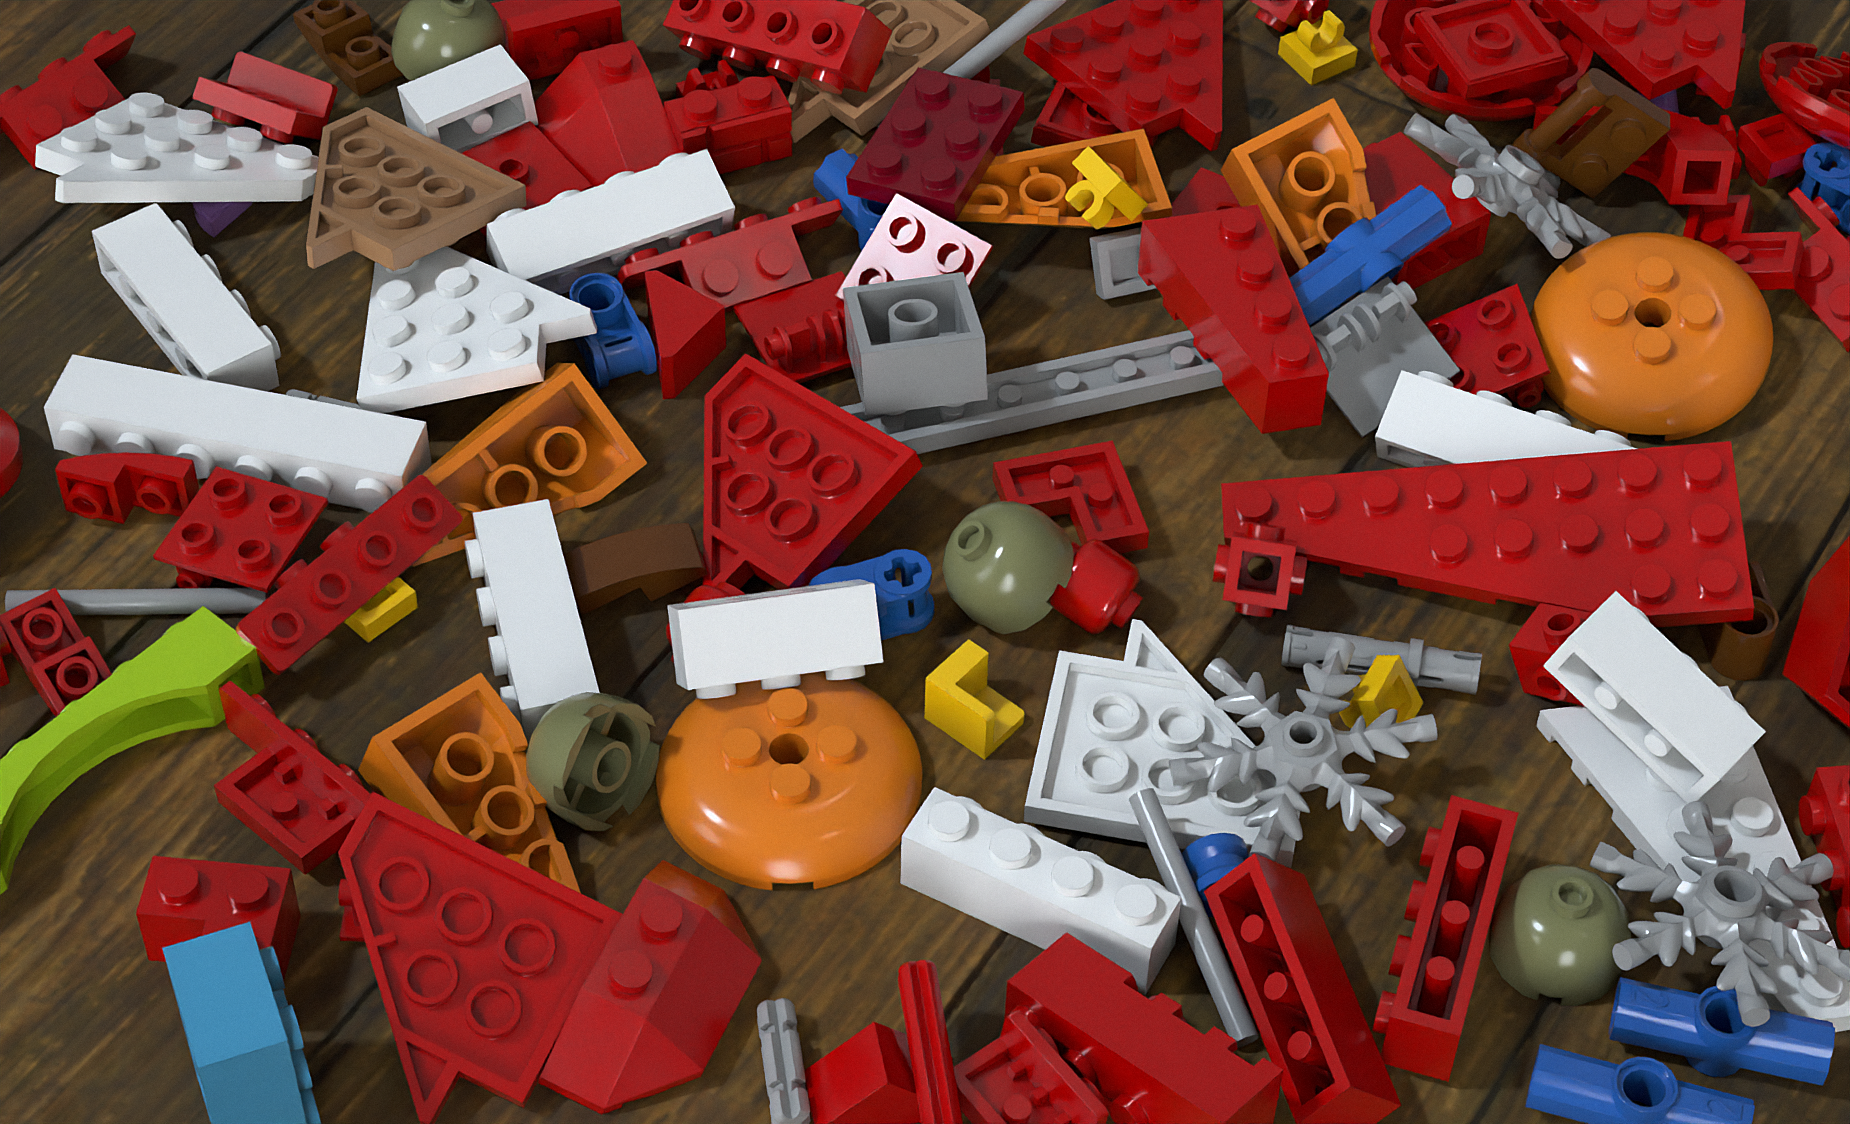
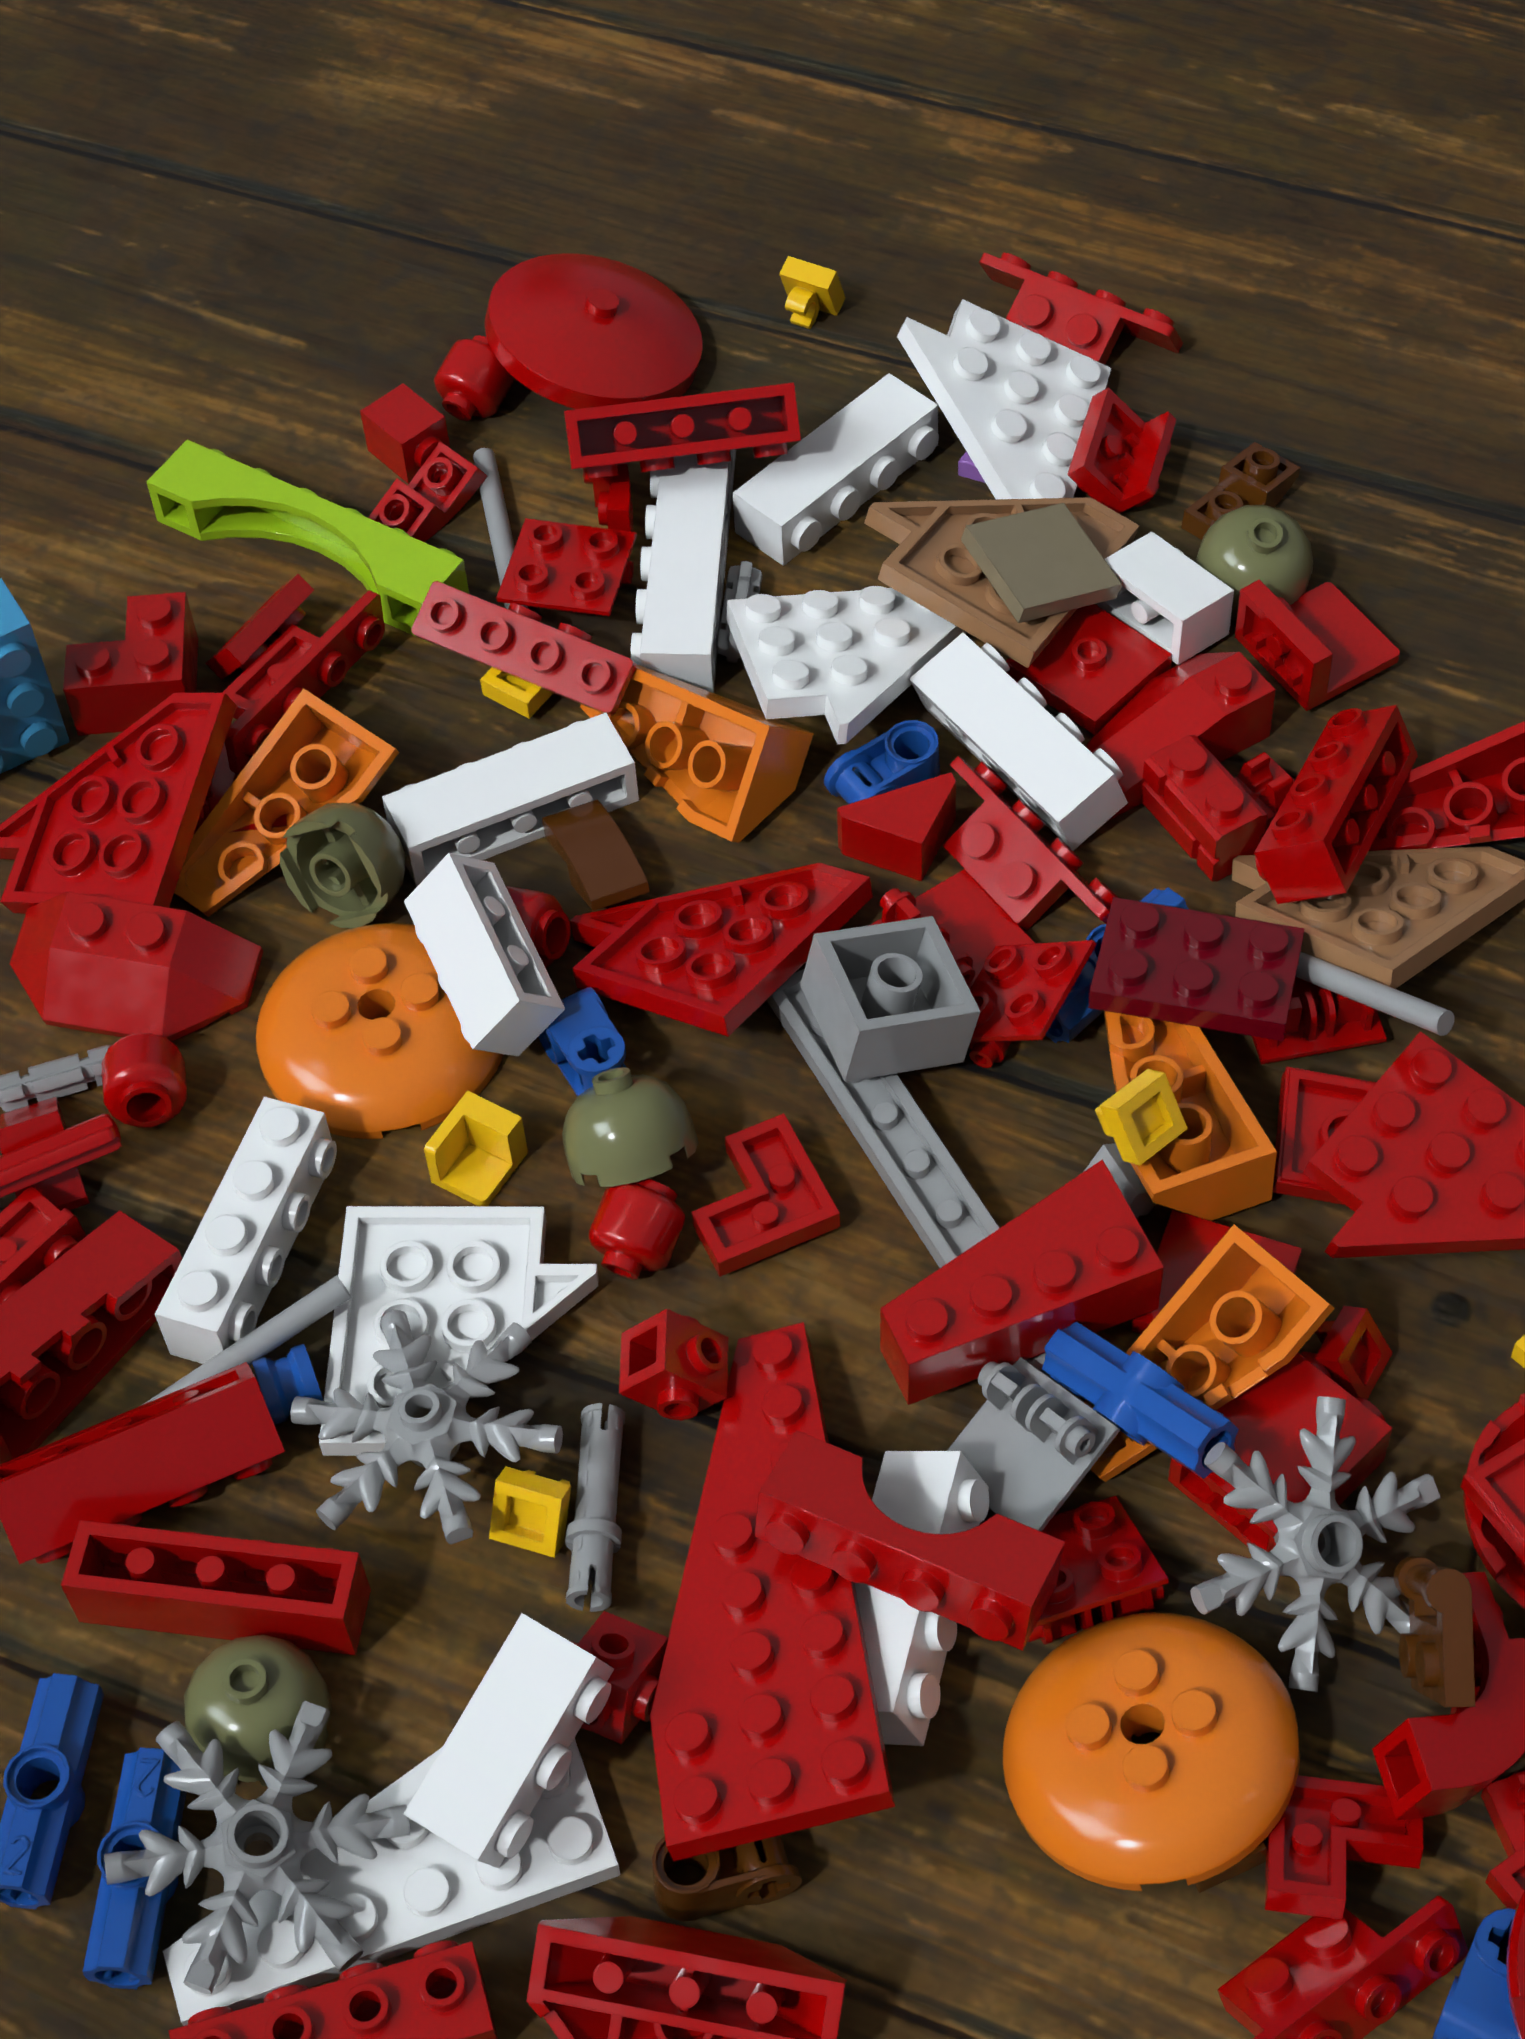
camera: 85 degrees right, 5 degrees up
(129, 374) = (682, 426): none -> red brick
(198, 813) = (274, 615): none -> red plate
(418, 157) = (1041, 562): none -> dark tan tile
(820, 971) = (144, 1080): none -> red head
(1467, 444) = (980, 1577): none -> red arch

